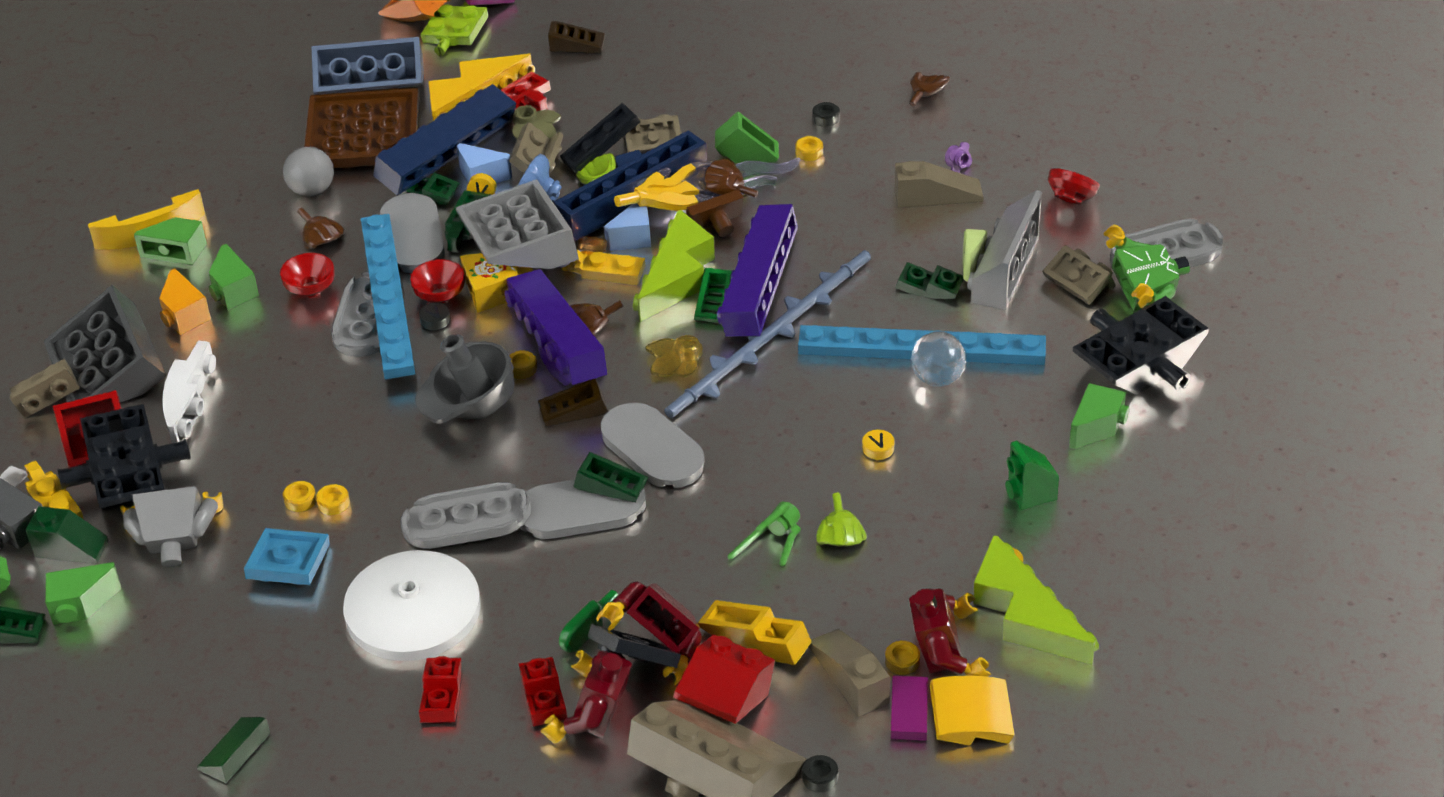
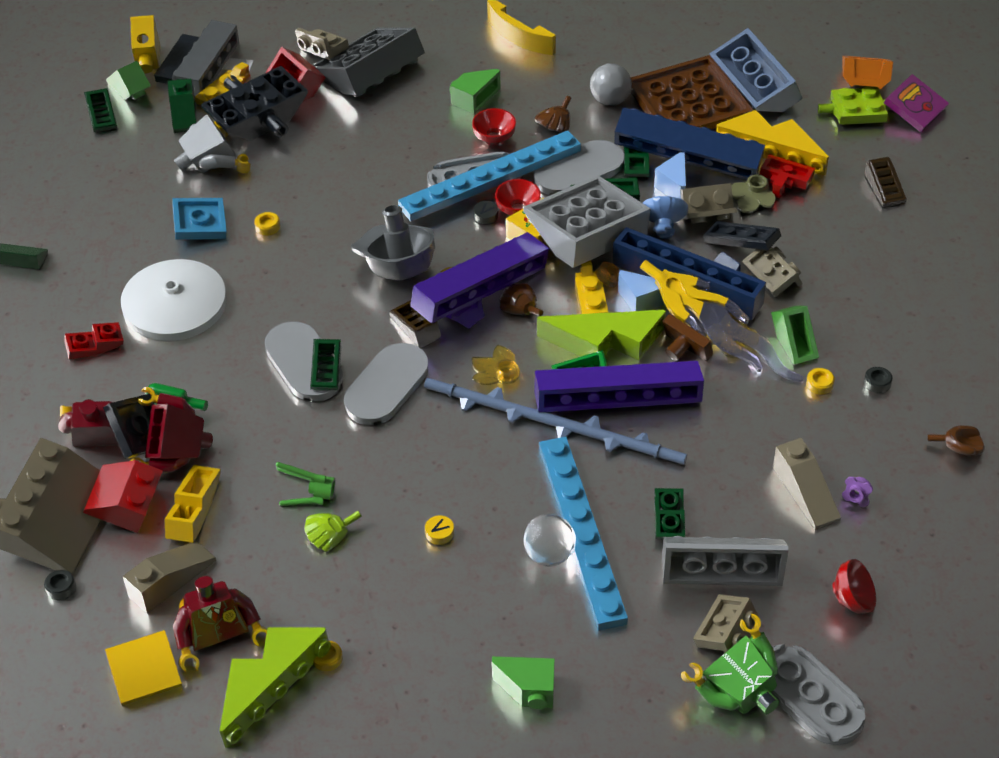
camera: 70 degrees right, 5 degrees up
(80, 591) = (132, 130): bright green slope -> none
(172, 241) = (504, 47): bright green slope -> none
(182, 304) = (436, 74): light orange slope -> none
(183, 388) = (339, 108): white slope -> none
(299, 496) = (264, 203): yellow tile -> none
(465, 515) = (268, 298): light grey tile -> none
(482, 183) = (648, 187): yellow tile -> none
(542, 690) = (111, 389): red slope -> none
(598, 167) = (707, 249): lime piece -> none
(725, 177) = (722, 328): reddish brown piece -> none
(909, 708) = (138, 624): magenta tile -> none
(973, 246) = (710, 527): yellowish green slope -> none
(1030, 477) = (419, 641): green slope -> none
(1144, 346) = (628, 692): black slope -> none

